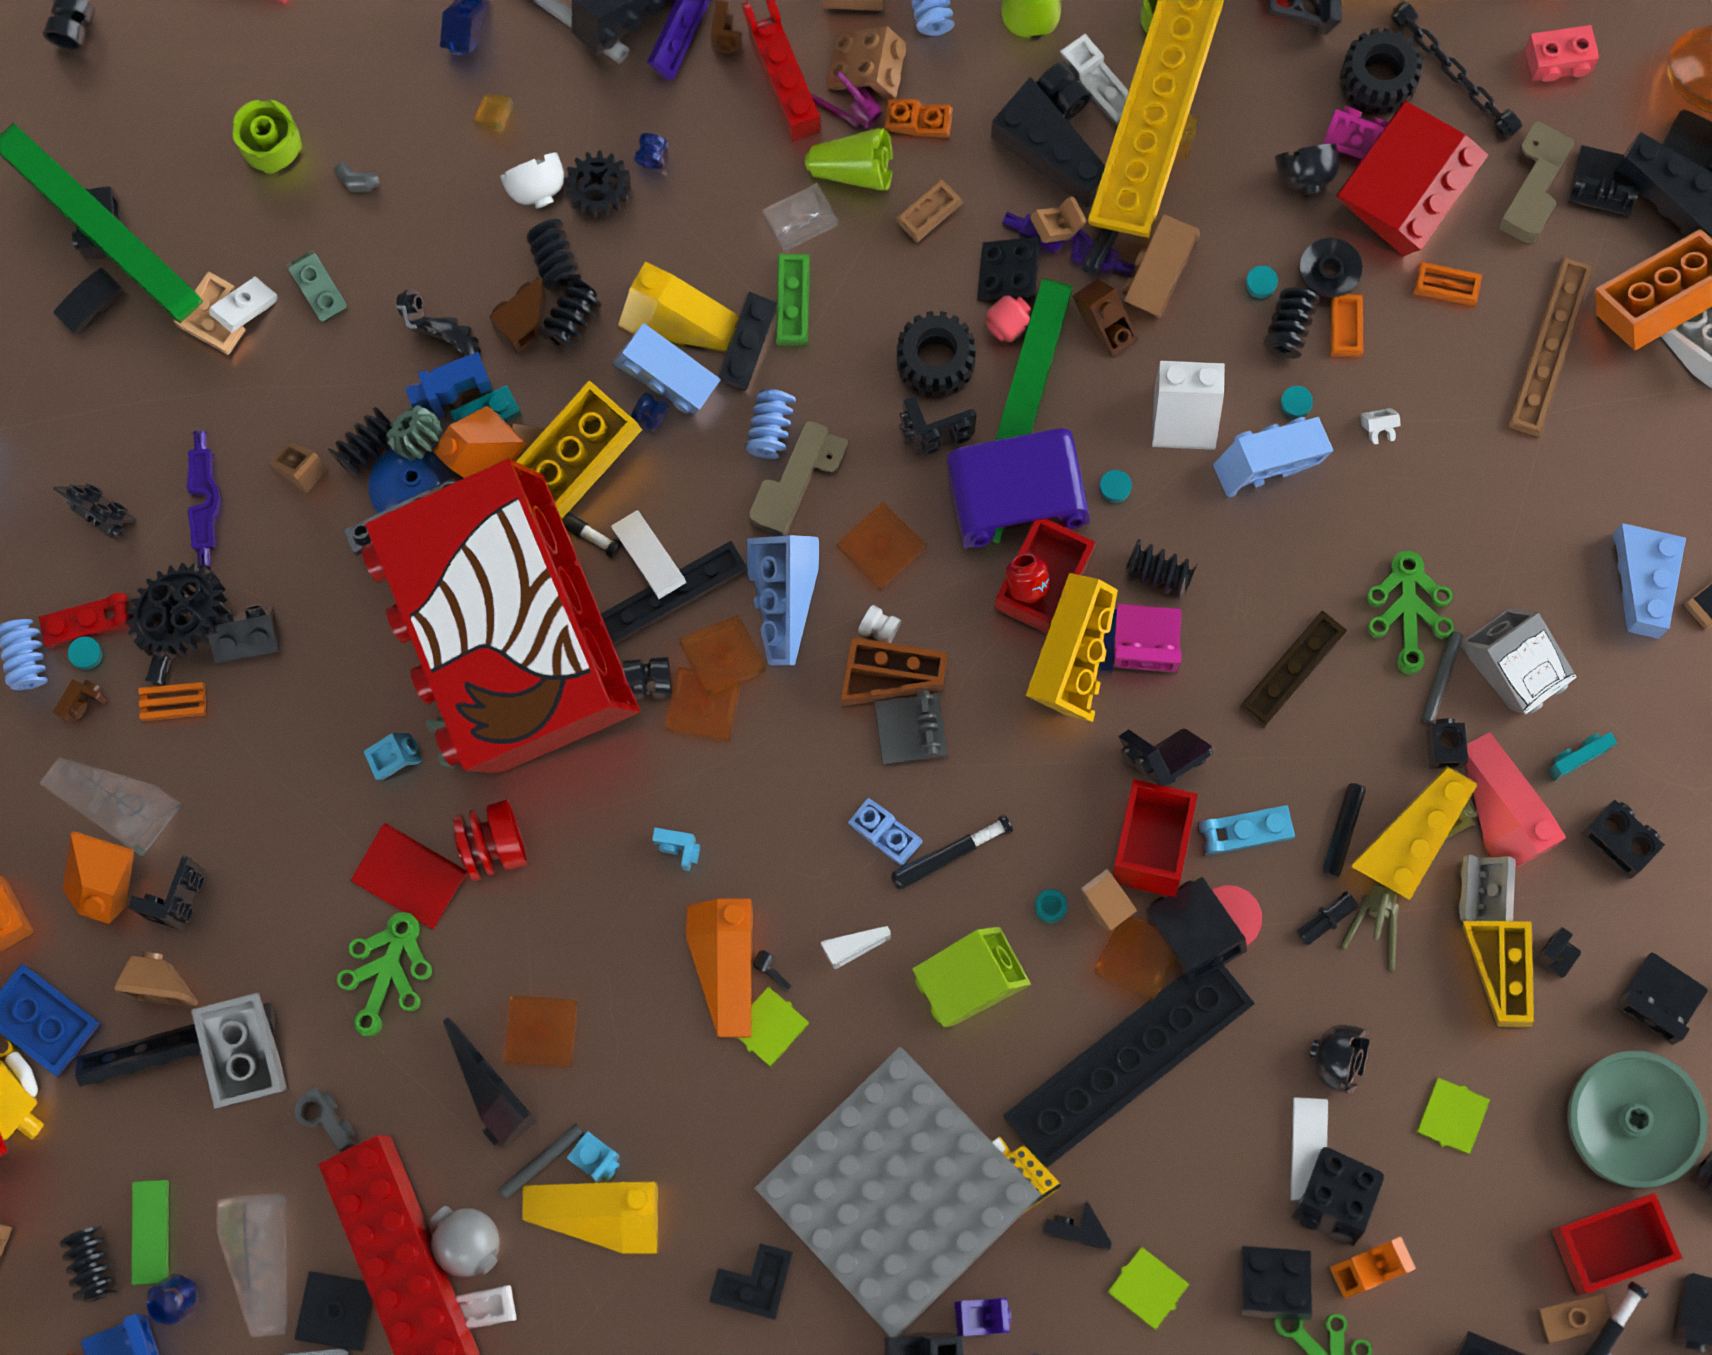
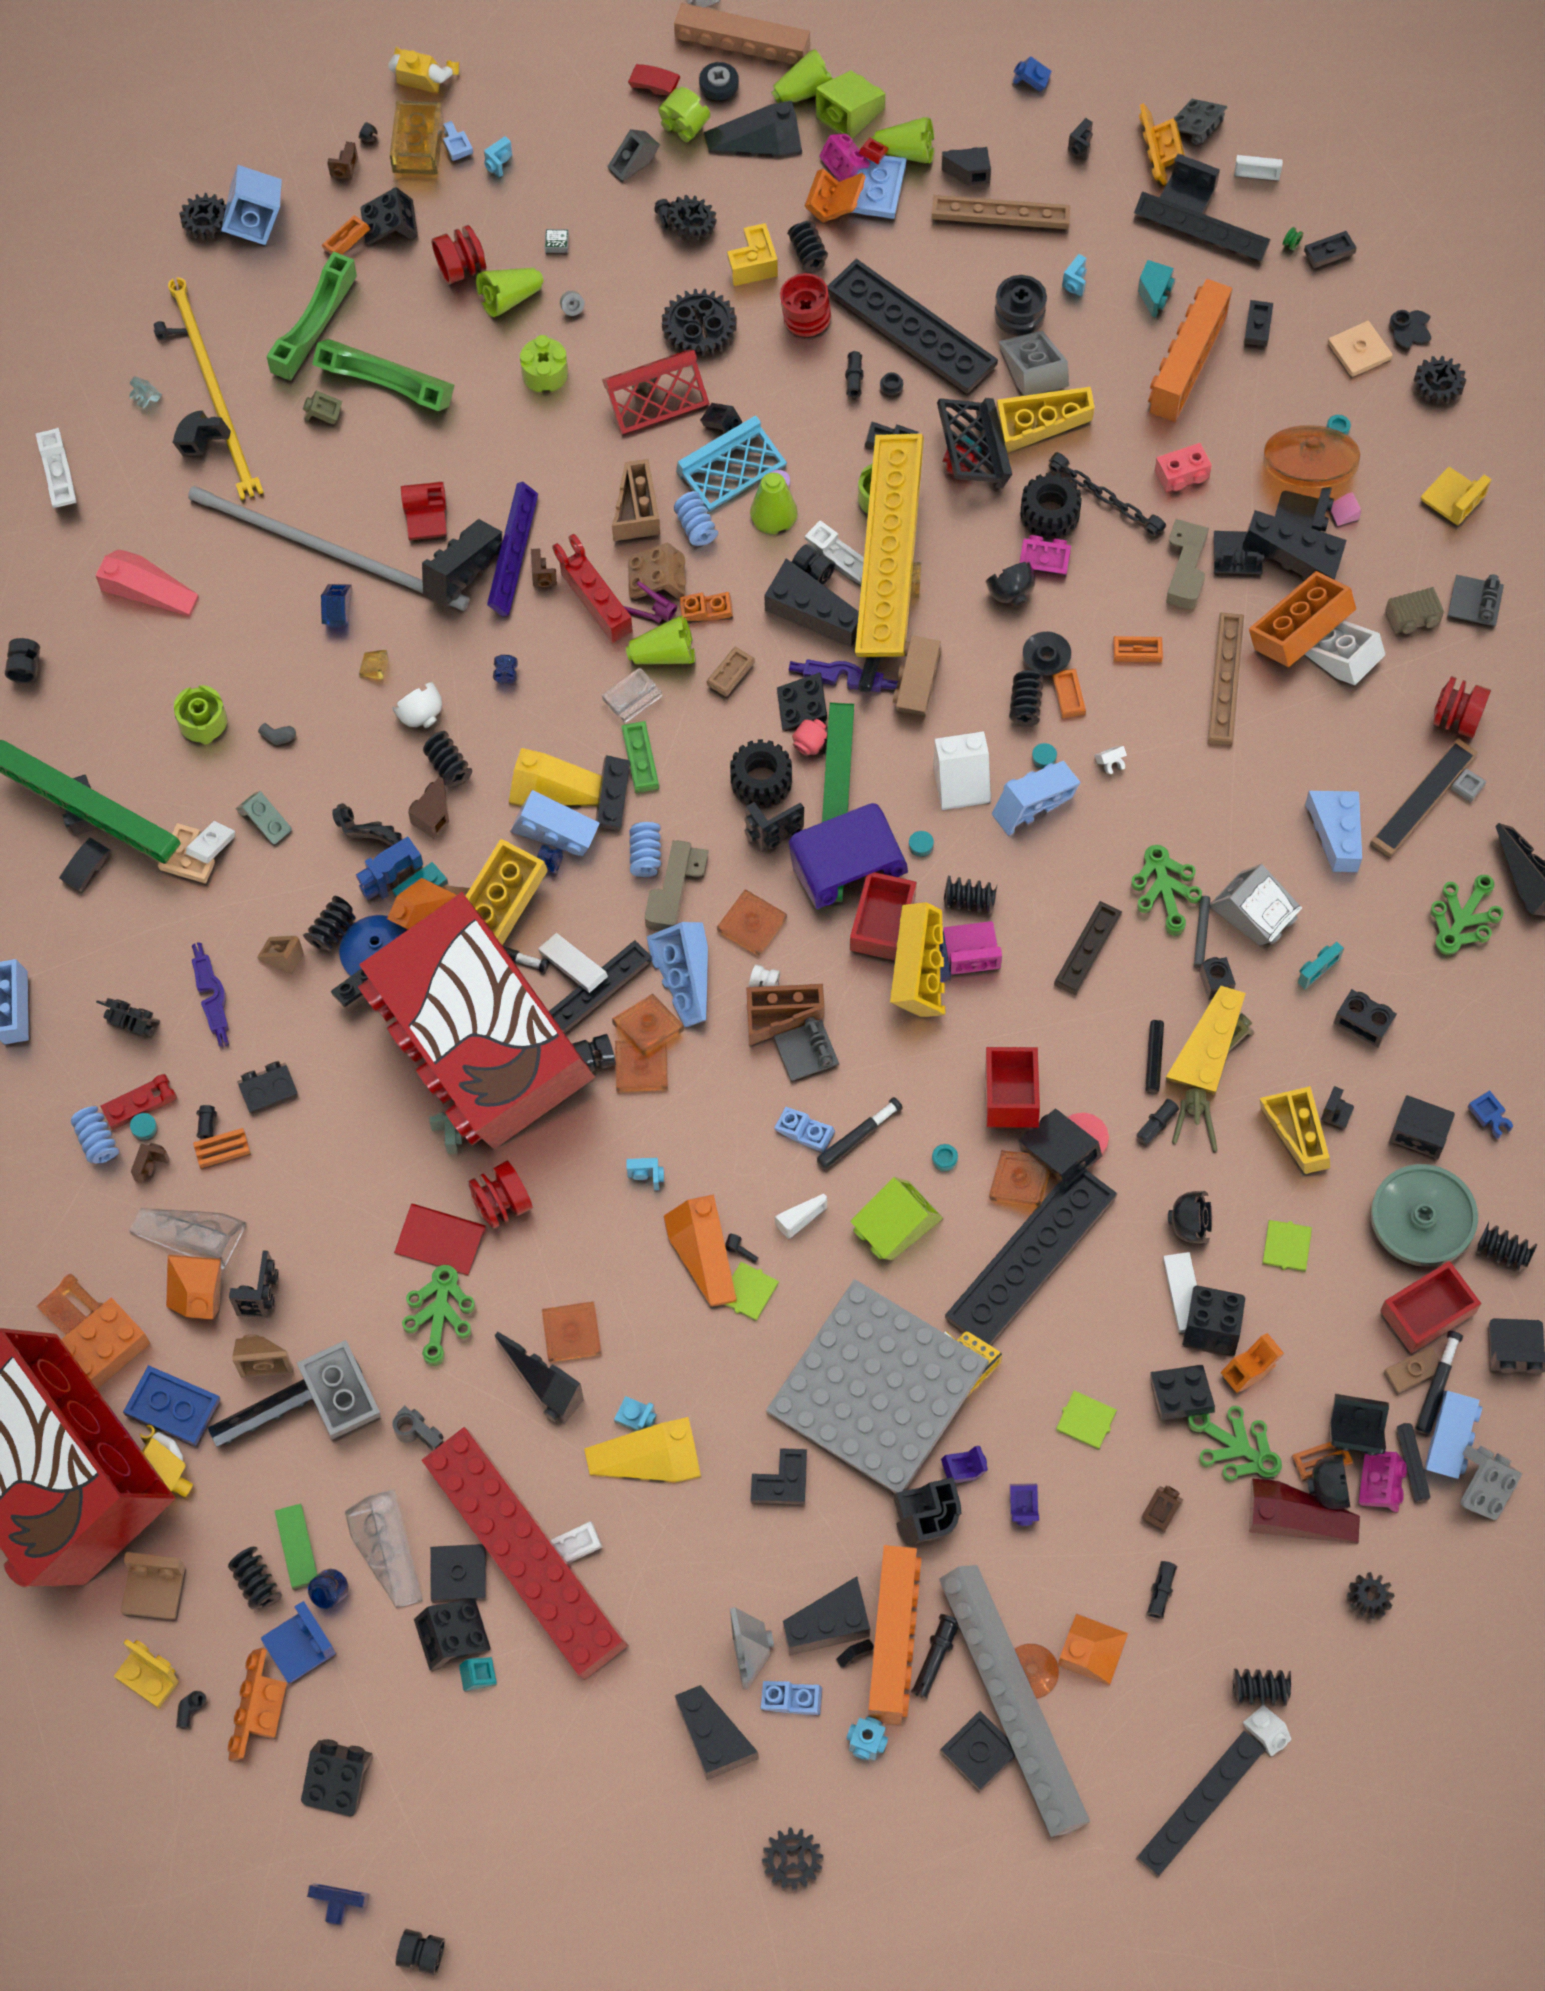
camera: 15 degrees left, 10 degrees down
(177, 611) = (211, 1077): black gear -> none
(392, 754) = (406, 1150): medium azure bracket -> none
(414, 433) = (370, 907): sand green gear -> none
(464, 1241) = (549, 1495): light grey brick -> none
(541, 1161) = (594, 1427): dark grey bar -> none
(570, 314) = (470, 799): black piece -> none
(597, 196) = (469, 701): black gear -> none
(1027, 578) = (871, 916): red head -> none
(1059, 222) = (833, 659): medium nougat bracket -> none
(1088, 1233) = (1030, 1388): black slope -> none
(1105, 316) = (884, 721): reddish brown slope -> none
(1107, 901) = (987, 1139): medium nougat slope -> none
(1167, 759) = (1005, 1032): black bracket -> none
(1247, 830) = (1081, 1071): medium azure plate -> none
(1261, 282) = (996, 674): teal tile -> none
(1411, 177) = (1091, 576): red slope -> none
(1487, 888) = (1272, 1072): light grey bracket -> none
(1507, 806) = (1277, 1017): coral wedge -> none

